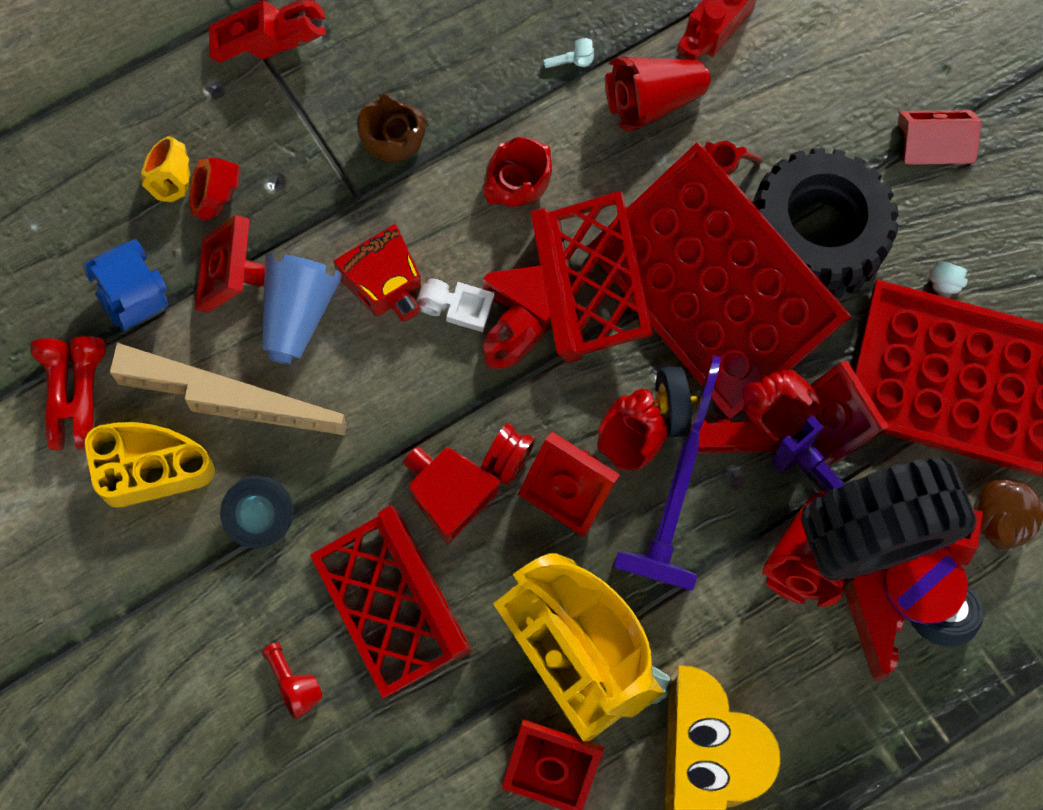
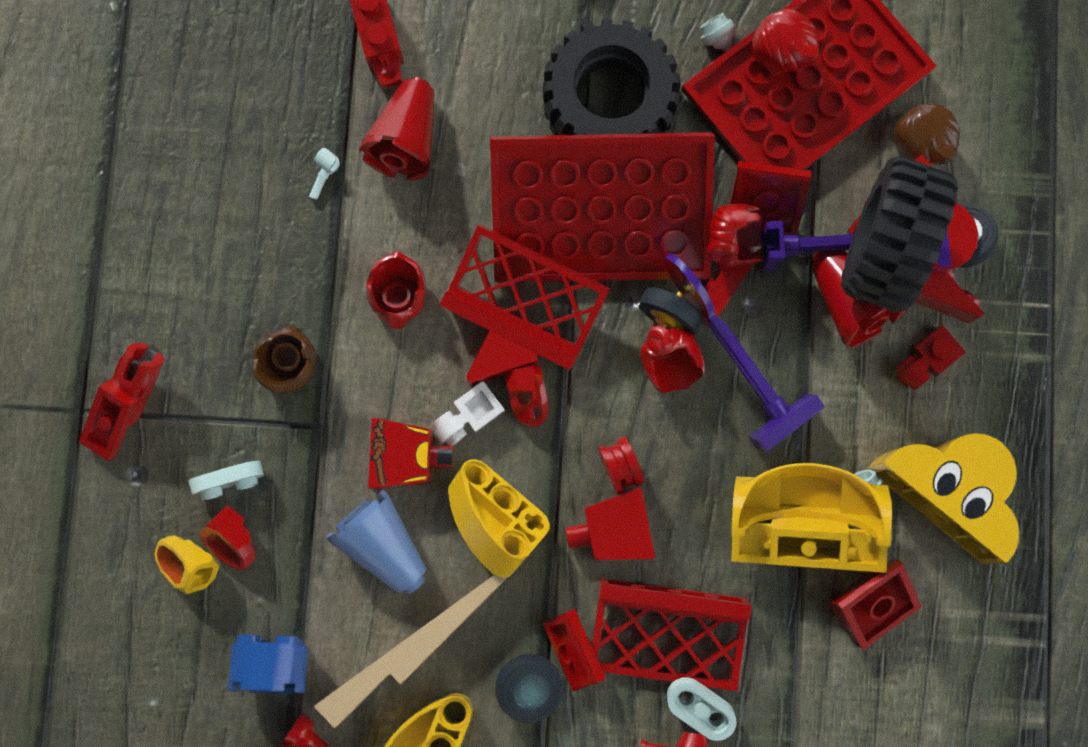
camera: 45 degrees left, 10 degrees up
(225, 266) = (308, 575): red tile -> none
(269, 159) = (241, 475): none -> light aqua plate
(317, 528) = (574, 650): none -> red plate
(338, 674) = (698, 709): none -> light aqua plate
(383, 382) = (494, 518): none -> yellow beam
(568, 483) = (678, 436): red tile -> none
(729, 156) = (508, 124): red plant -> none
(821, 664) = (934, 354): none -> red plate
(983, 329) = (785, 42): none -> red hair

